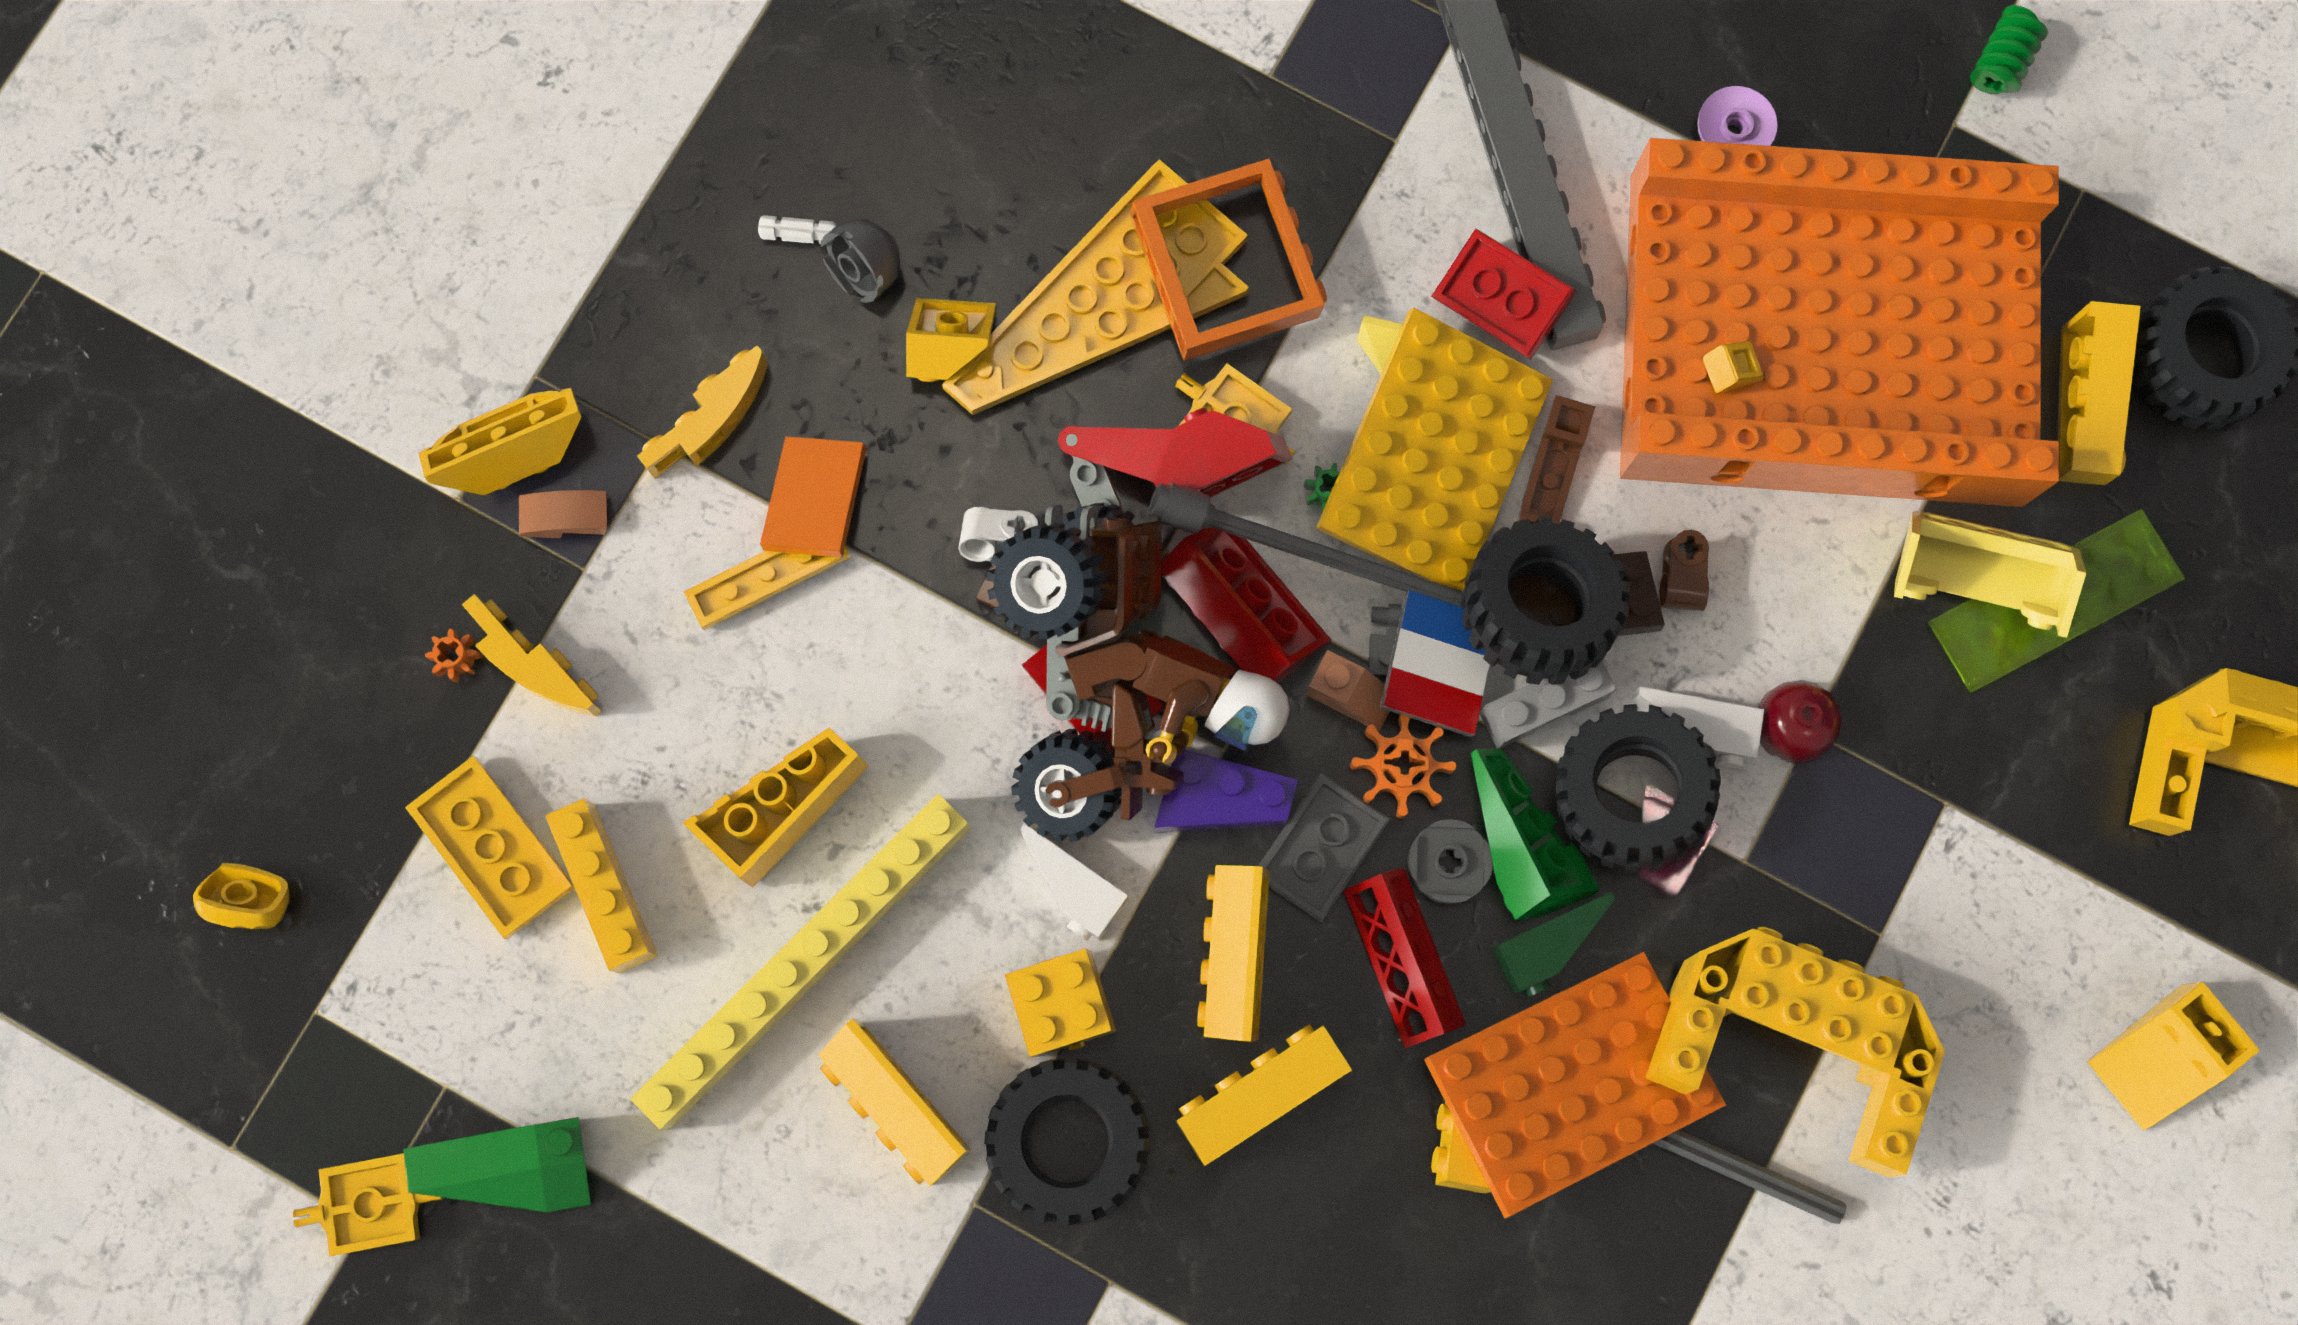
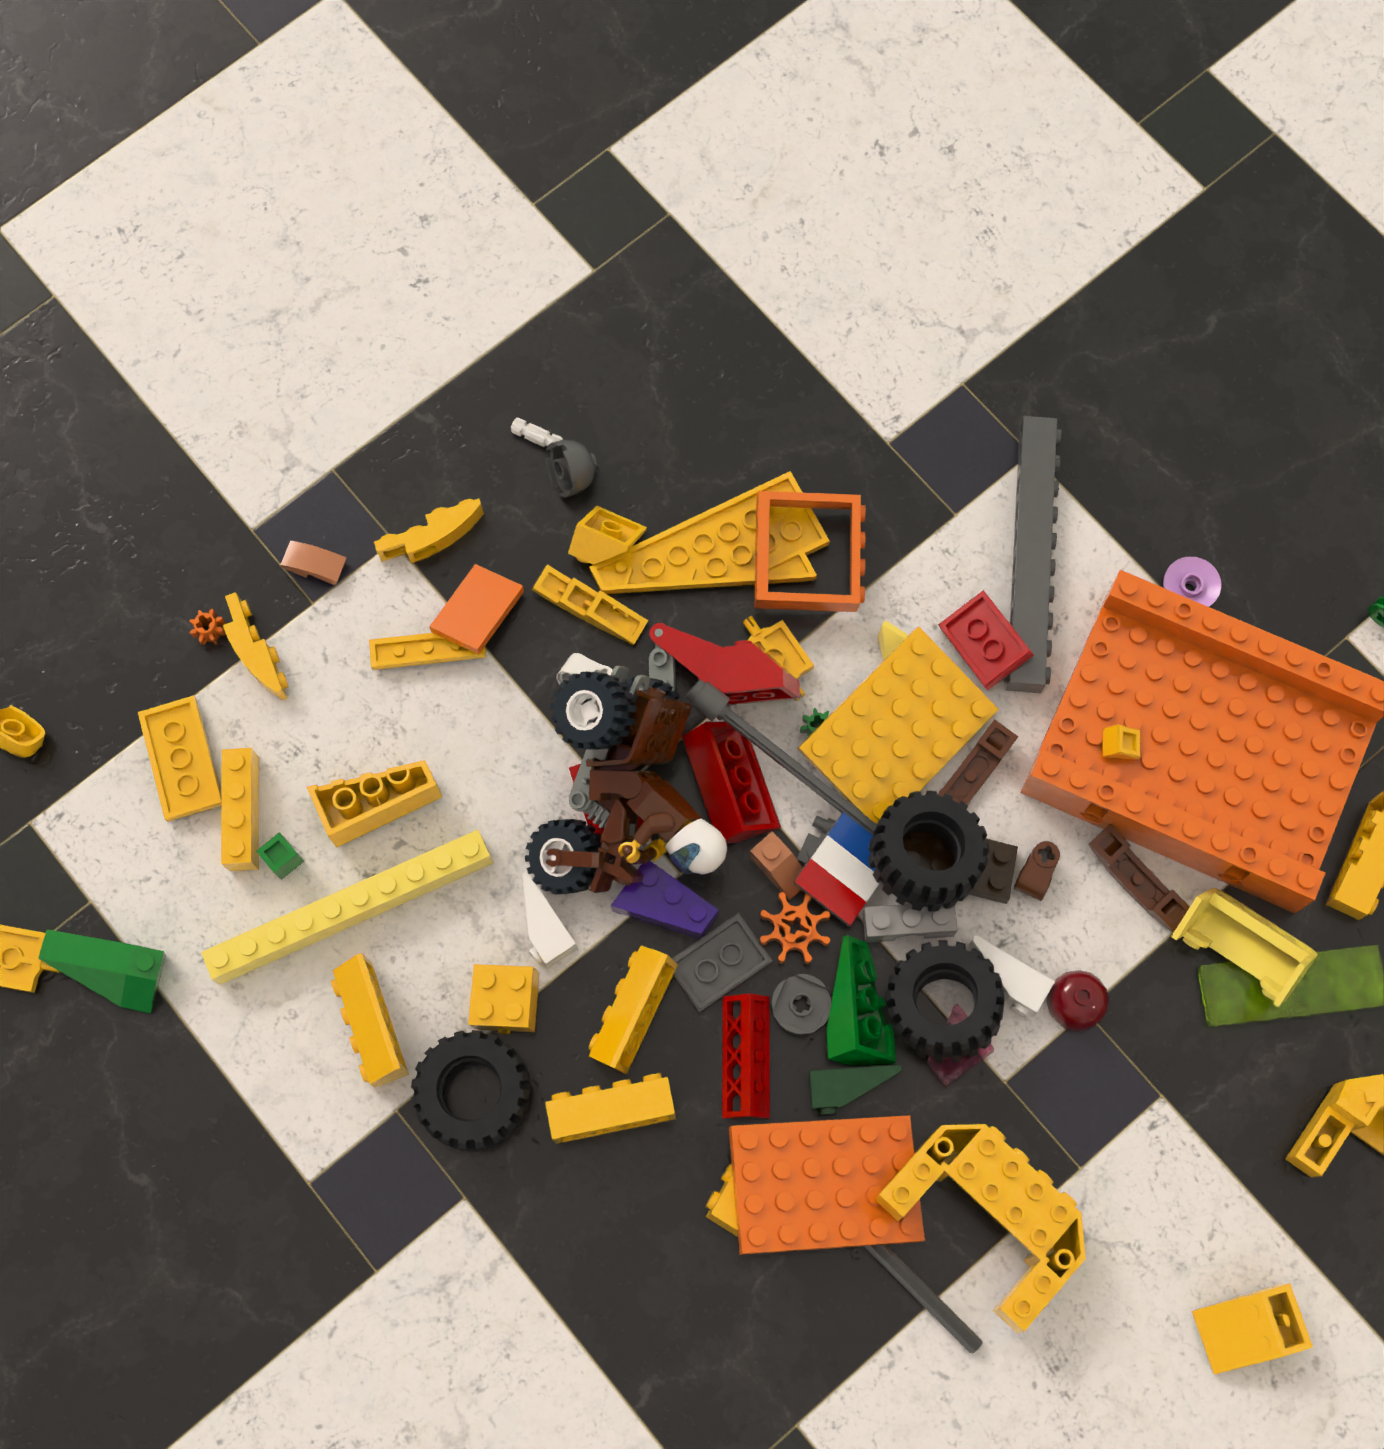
camera: 25 degrees right, 5 degrees down
(504, 444) = (293, 504): yellow wedge -> none
(682, 928) = (280, 856): none -> green panel
(962, 436) = (590, 605): none -> yellow slope
(1816, 538) = (1137, 879): none -> reddish brown slope

